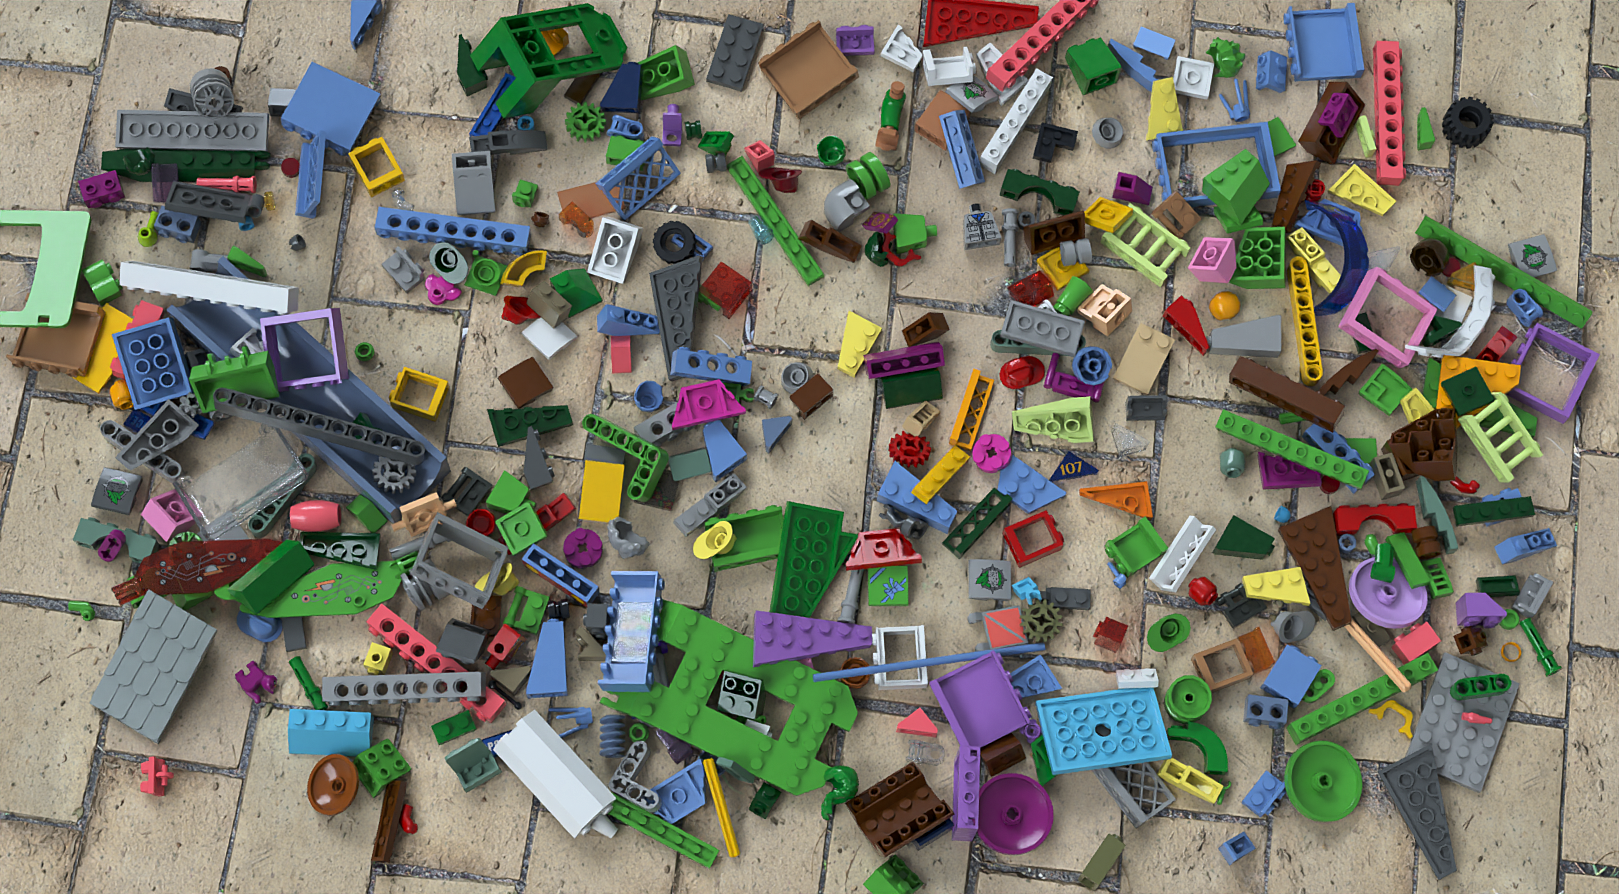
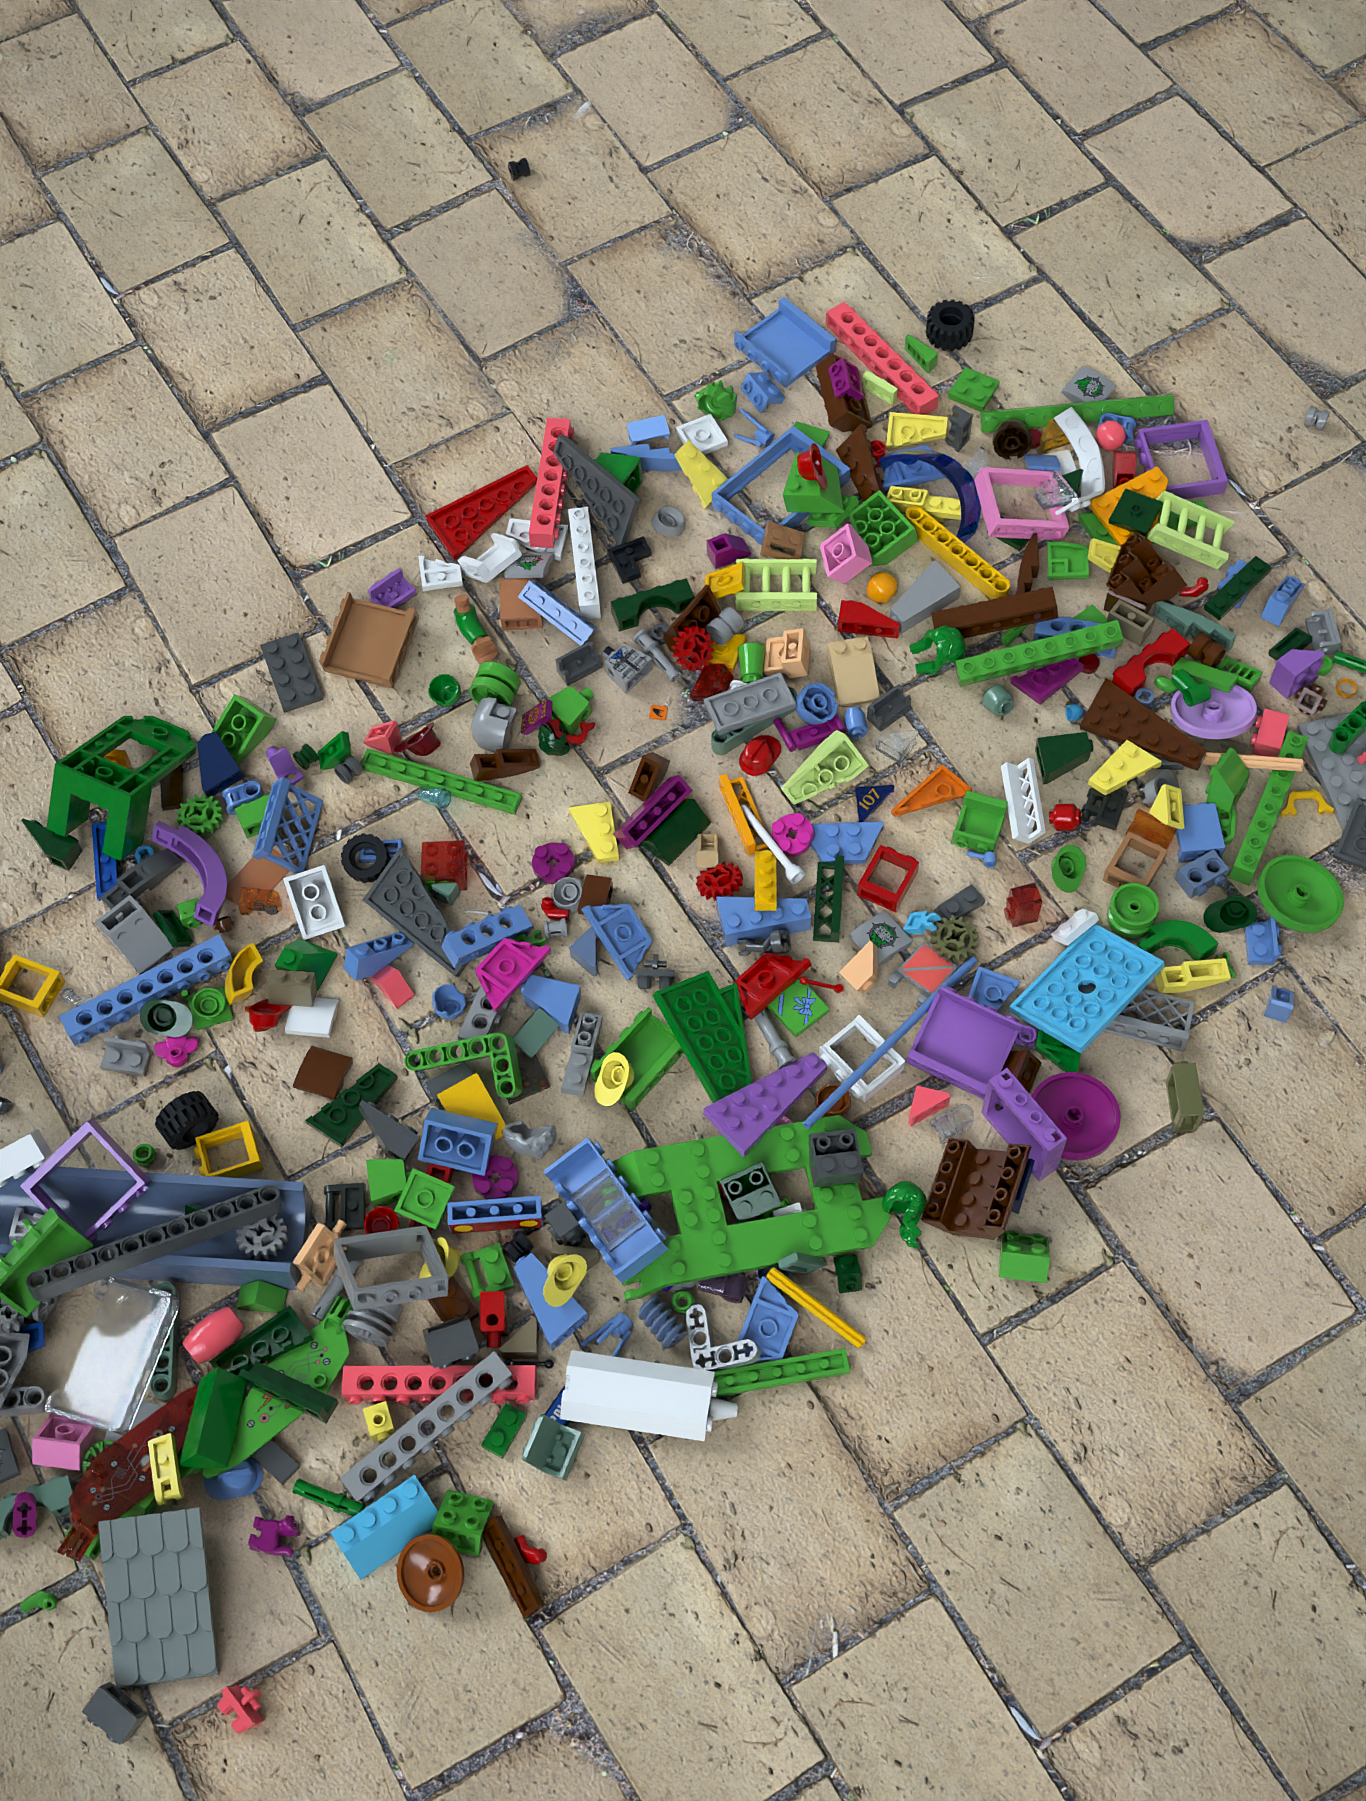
camera: 30 degrees left, 10 degrees down
(76, 718) = (114, 1713): none -> dark grey brick
(217, 585) = (165, 1469): none -> light yellow plate
(334, 594) = (290, 1391): none -> dark green fence
(407, 350) = (186, 1119): none -> black tyre
(503, 196) = (172, 928): none -> dark green tile
(561, 166) = (204, 861): none -> medium lavender arch
(567, 656) = (563, 1278): none -> light yellow piece
(573, 504) = (457, 1141): none -> medium blue slope
(711, 311) = (446, 892): none -> sand green slope
(774, 382) = (552, 911): none -> red arm
(802, 334) = (553, 851): none -> magenta plate
(806, 436) = (620, 934): none -> medium blue wing
(813, 491) = (644, 975): none -> dark grey hips
(815, 715) = (834, 1158): none -> dark grey slope
(929, 593) = (837, 988): none -> red hinge
(946, 201) = (578, 663): none -> dark grey hinge
(955, 593) = (863, 968): none -> light nougat slope
(967, 483) = (793, 872): none -> white piece
(975, 282) = (658, 712): none -> orange sticker
(1031, 247) = (690, 646): none -> red gear
(1071, 73) = (602, 491): none -> dark grey wing
(1111, 401) = (855, 723): none -> medium blue brick
(1227, 395) = (949, 648): none -> green hair
(1241, 173) = (811, 466): none -> red piece
(1258, 756) = (1230, 914): none -> dark green piece
(1280, 643) = (1169, 807): none -> light yellow slope
(1345, 656) = (1227, 781): none -> bright green slope
(1397, 218) = (960, 428): none -> dark grey hinge
(1419, 328) = (1054, 492): none -> clear wing
(1440, 191) = (973, 389): none -> bright green plate
(1510, 311) = (1110, 435): none -> coral hair

